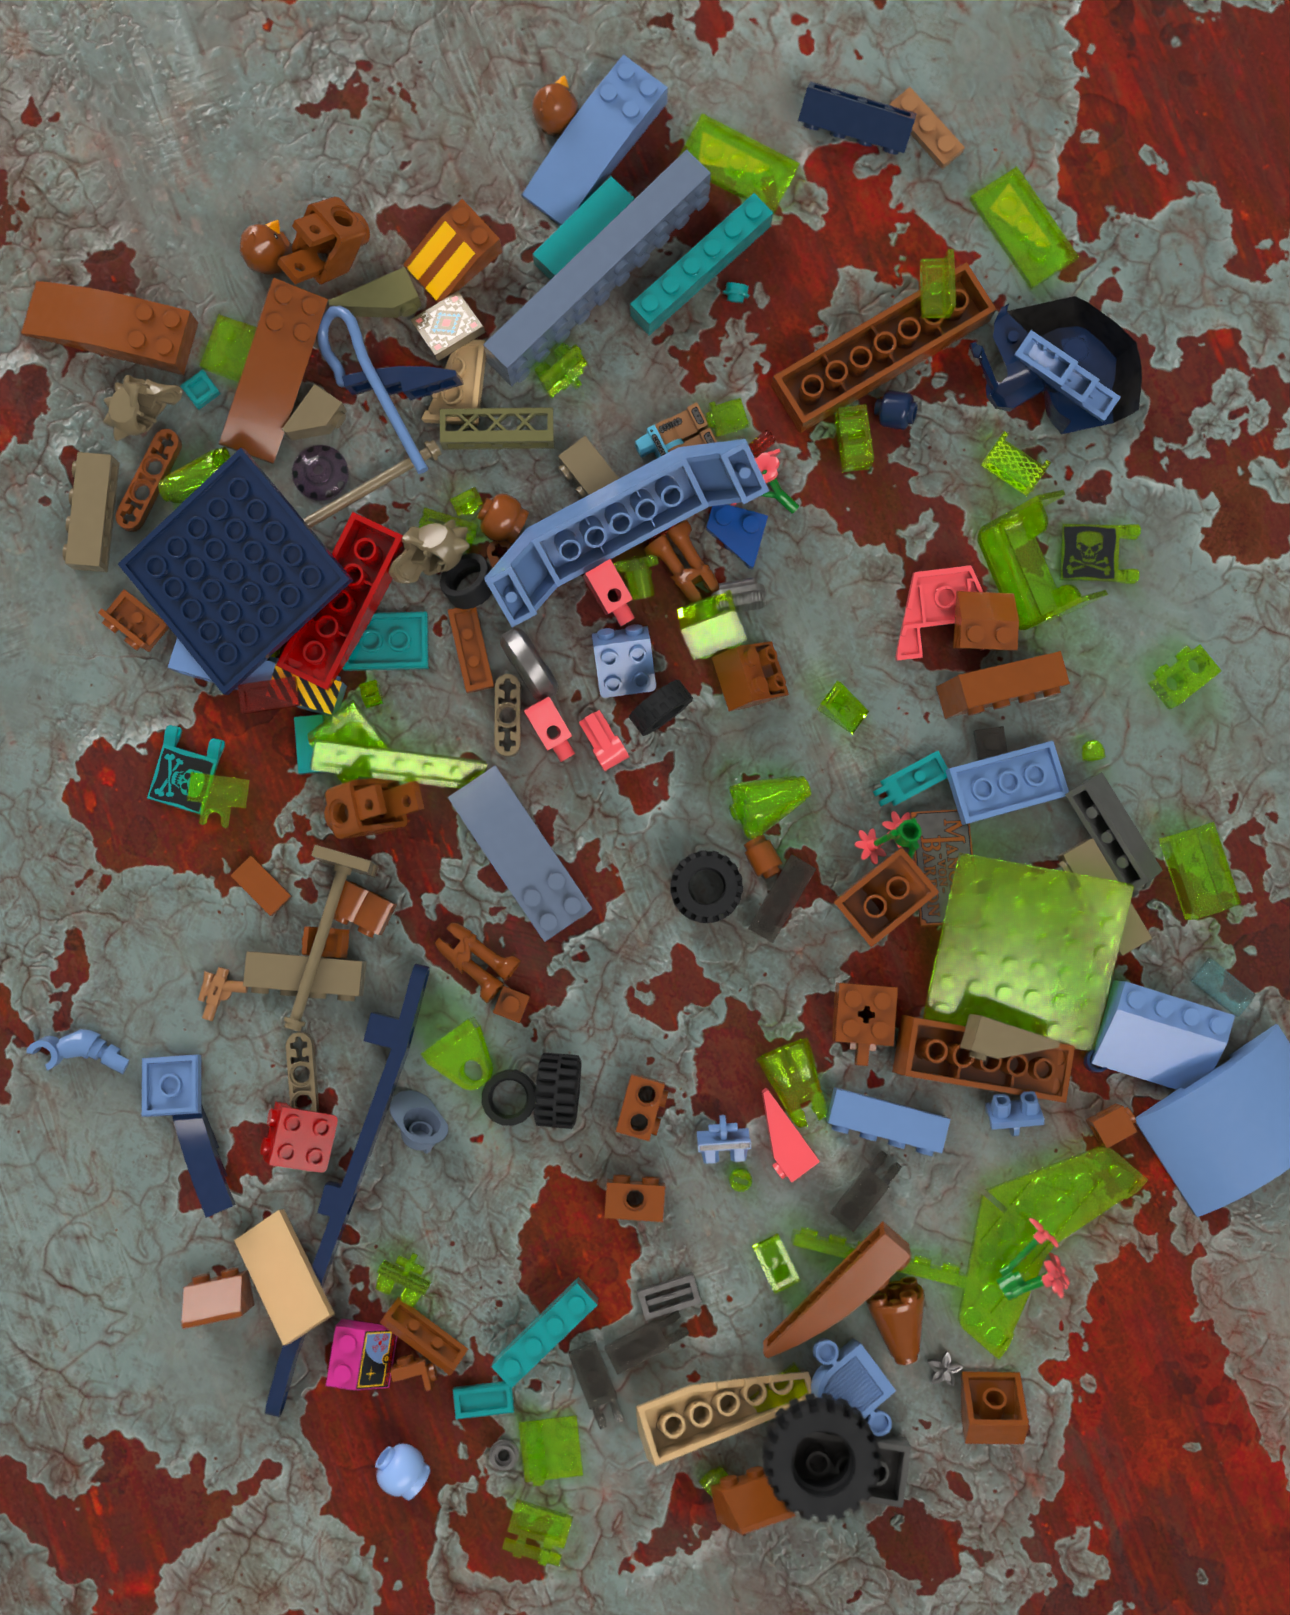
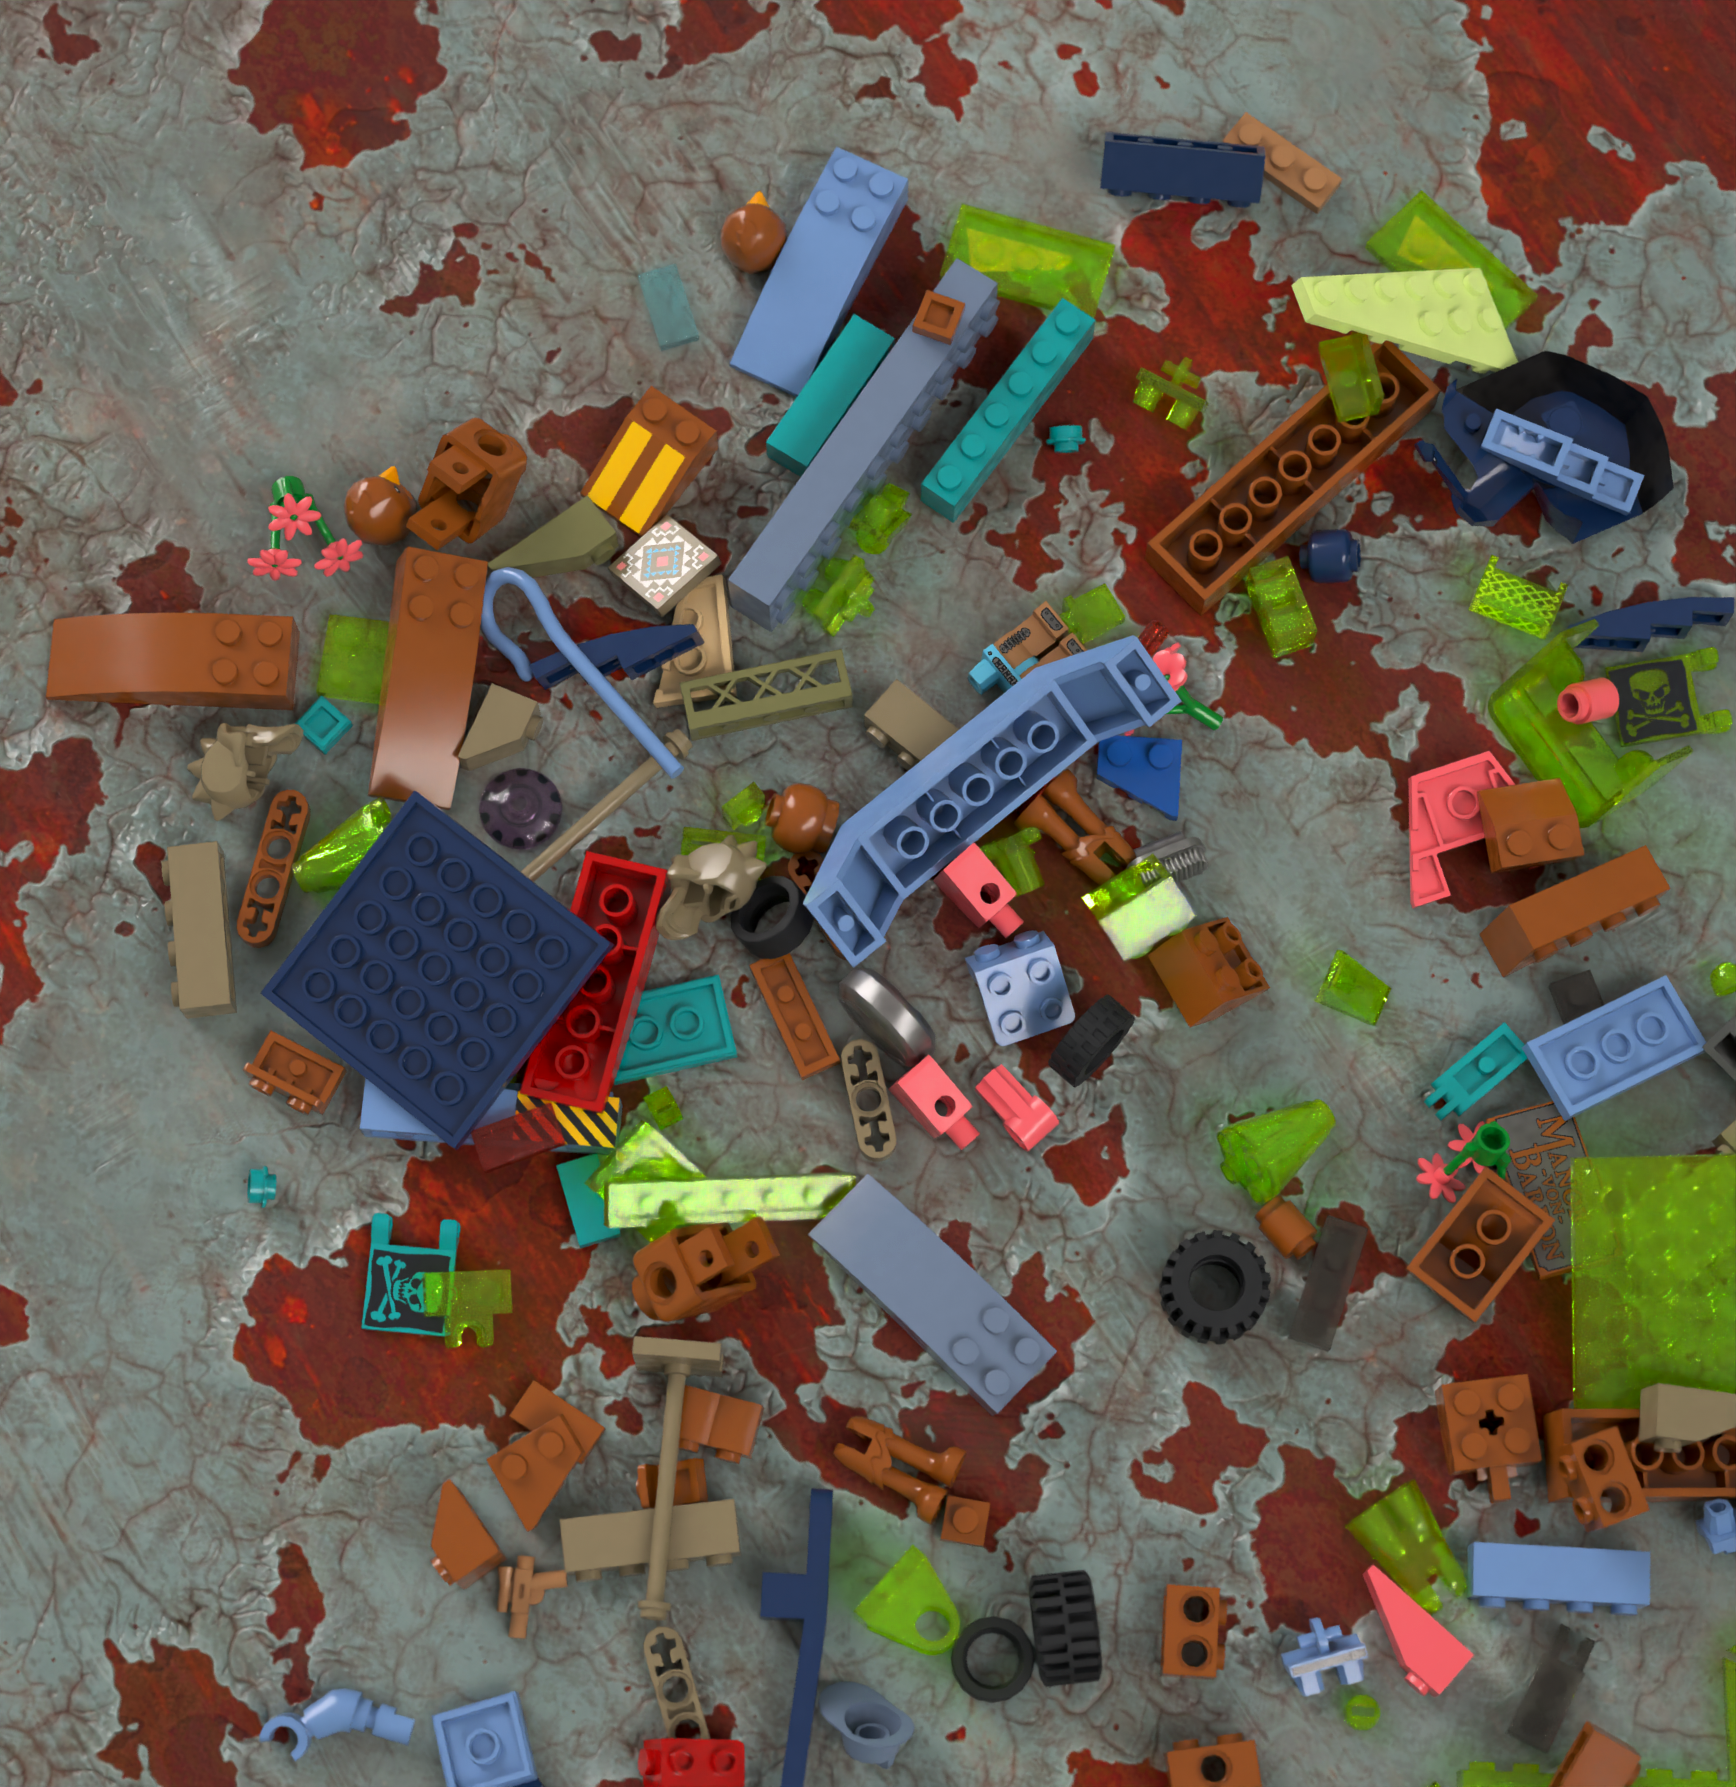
camera: 10 degrees left, 10 degrees down
(99, 691) = (261, 1186): none -> teal plate
(180, 950) = (462, 1541): none -> dark orange slope
(204, 238) = (293, 511): none -> coral plant
(241, 913) = (536, 1468): none -> dark orange wing
(488, 146) = (668, 307): none -> clear light blue tile
(599, 323) = (881, 519): none -> clear neon green hips
(664, 188) = (938, 317): none -> dark orange plate
(803, 268) = (1186, 404): none -> clear neon green hips
(936, 1068) = (1611, 1475): none -> dark orange brick
(998, 252) = (1426, 312): none -> yellowish green wing
(1045, 544) = (1588, 701): none -> coral brick
(1114, 499) = (1635, 625): none -> dark blue slope

